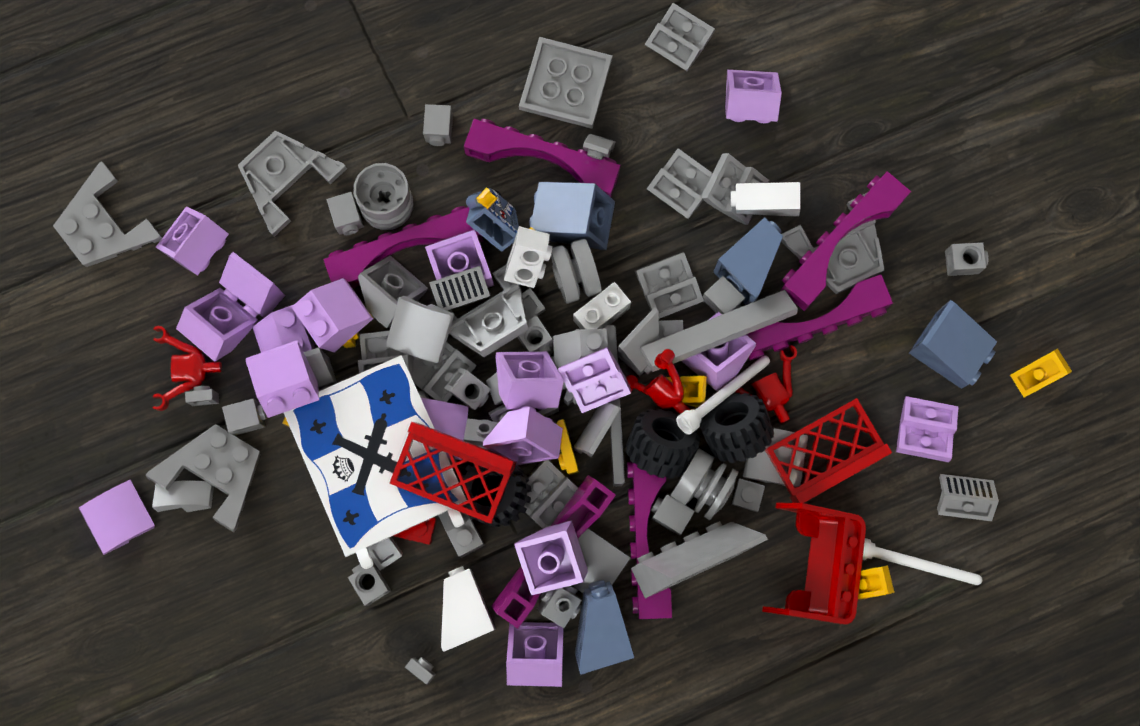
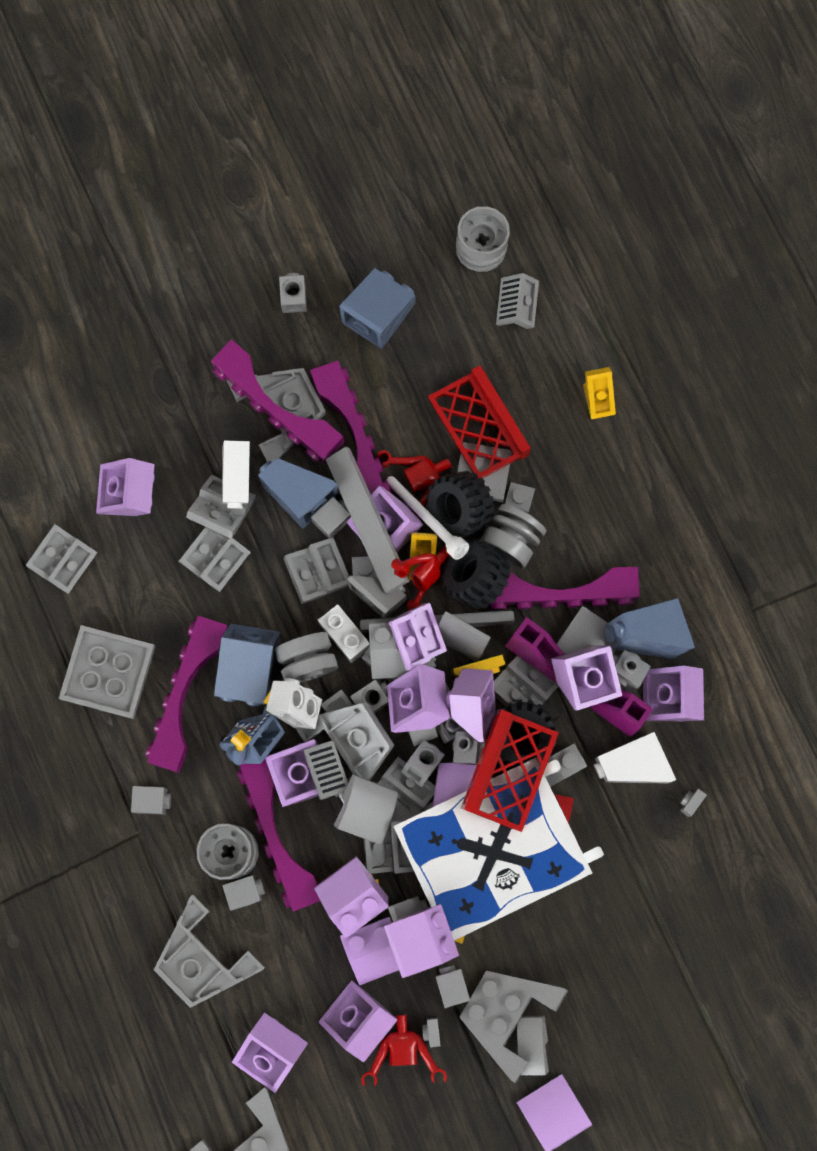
camera: 90 degrees left, 0 degrees up
(250, 287) = (321, 986): lavender slope -> none
(379, 589) = (624, 855): light grey brick -> none
(383, 286) = (322, 845): light grey slope -> none
(384, 553) = (585, 838): light grey plate -> none
(598, 146) = (178, 636): light grey slope -> none
(671, 514) = (540, 567): light grey brick -> none
(693, 556) = (583, 542): light grey slope -> none
(832, 565) = (589, 423): red windscreen -> none
(924, 565) = (568, 393): white piece -> none
(927, 429) = (454, 334): lavender slope -> none
(1041, 373) = (402, 231): yellow slope -> none
(1050, 456) = (486, 227): none -> light grey wheel

